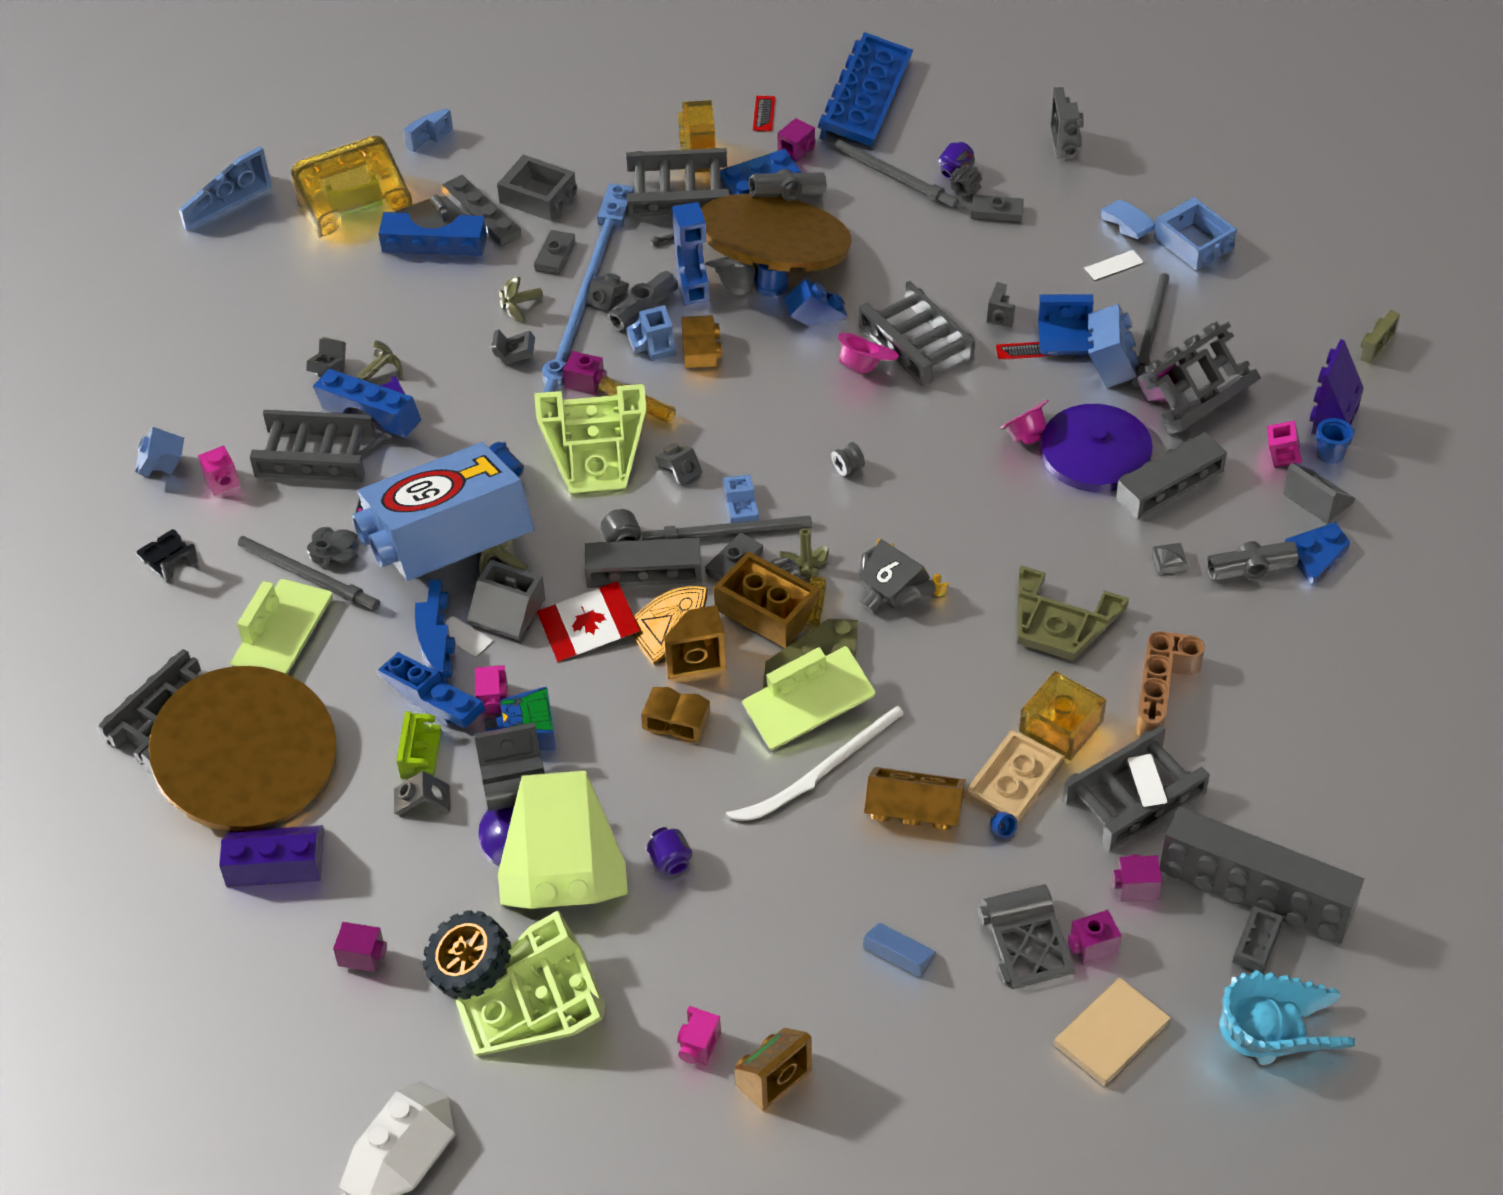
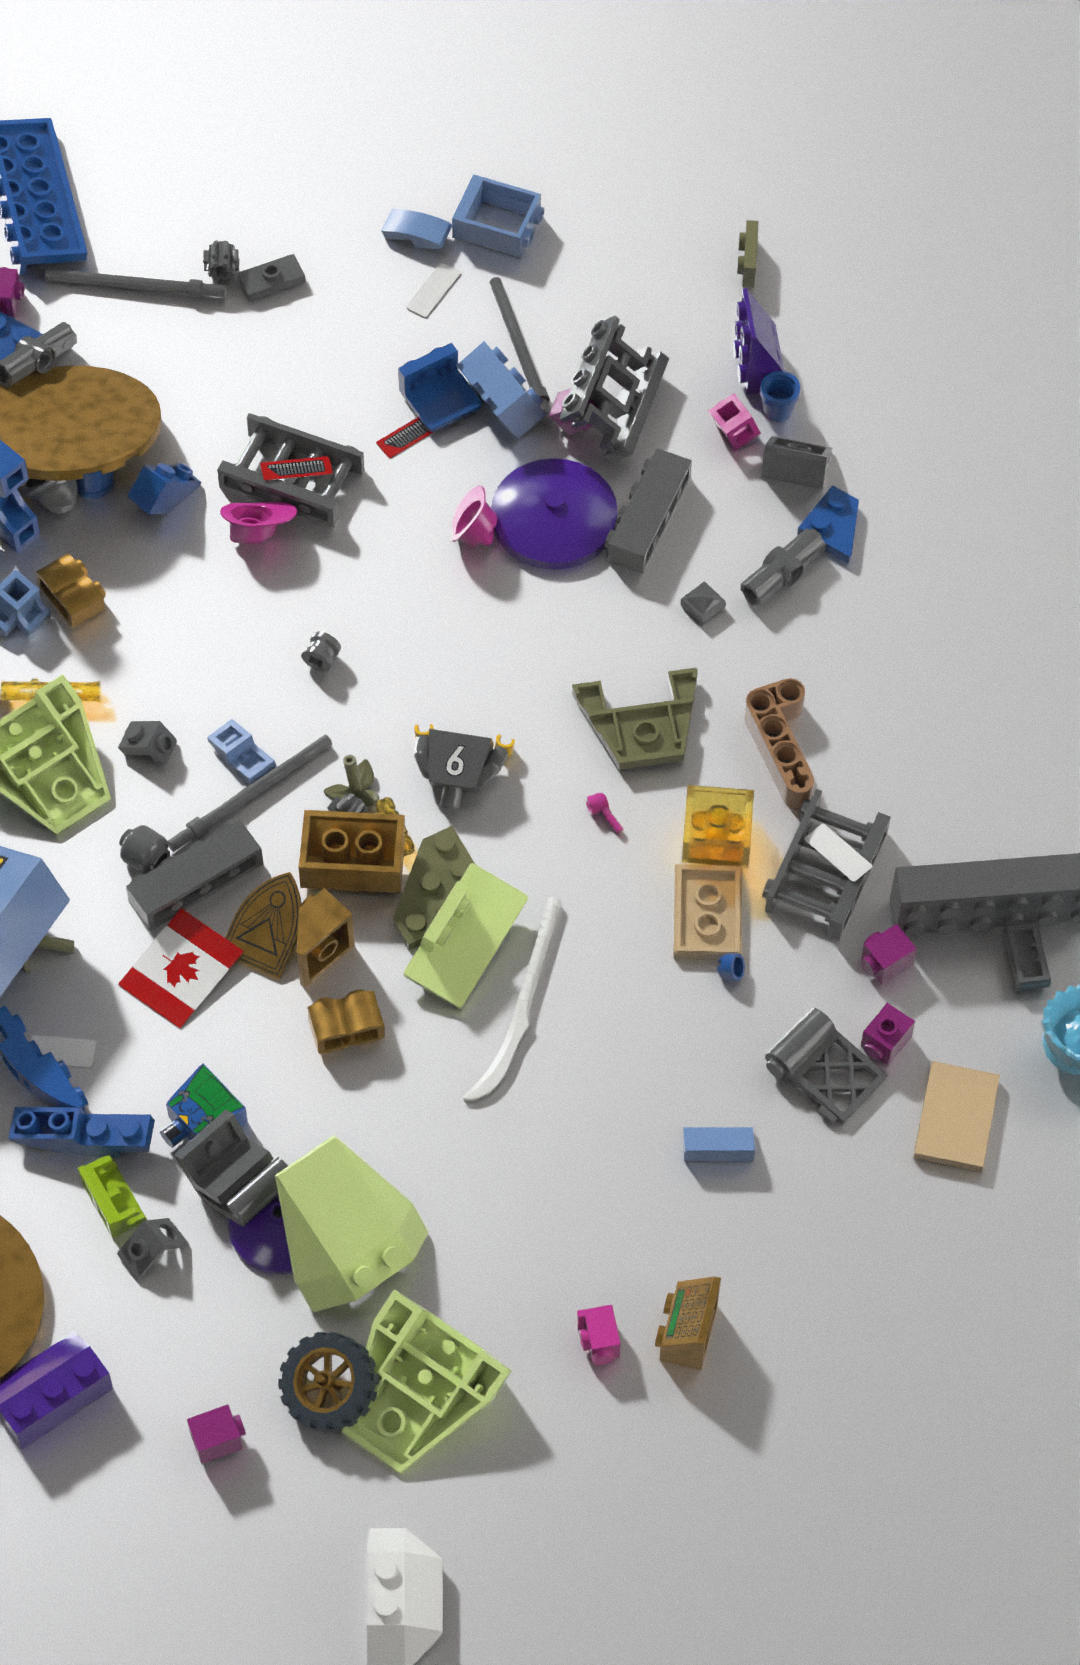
camera: 35 degrees left, 10 degrees up
(491, 687) = (139, 1094): dark pink brick -> none
(506, 599) = (86, 991): dark grey slope -> none
(669, 851) = (442, 1167): dark purple head -> none
(731, 555) = (280, 821): dark grey plate -> none
(914, 797) = (634, 983): pearl gold slope -> none
(917, 330) = (296, 468): none -> sticker
(955, 157) = (191, 238): dark purple head -> none
(982, 658) = (599, 803): none -> dark pink hand
(999, 309) = (355, 401): dark grey bracket -> none
(1065, 125) = (283, 144): dark grey plate -> none

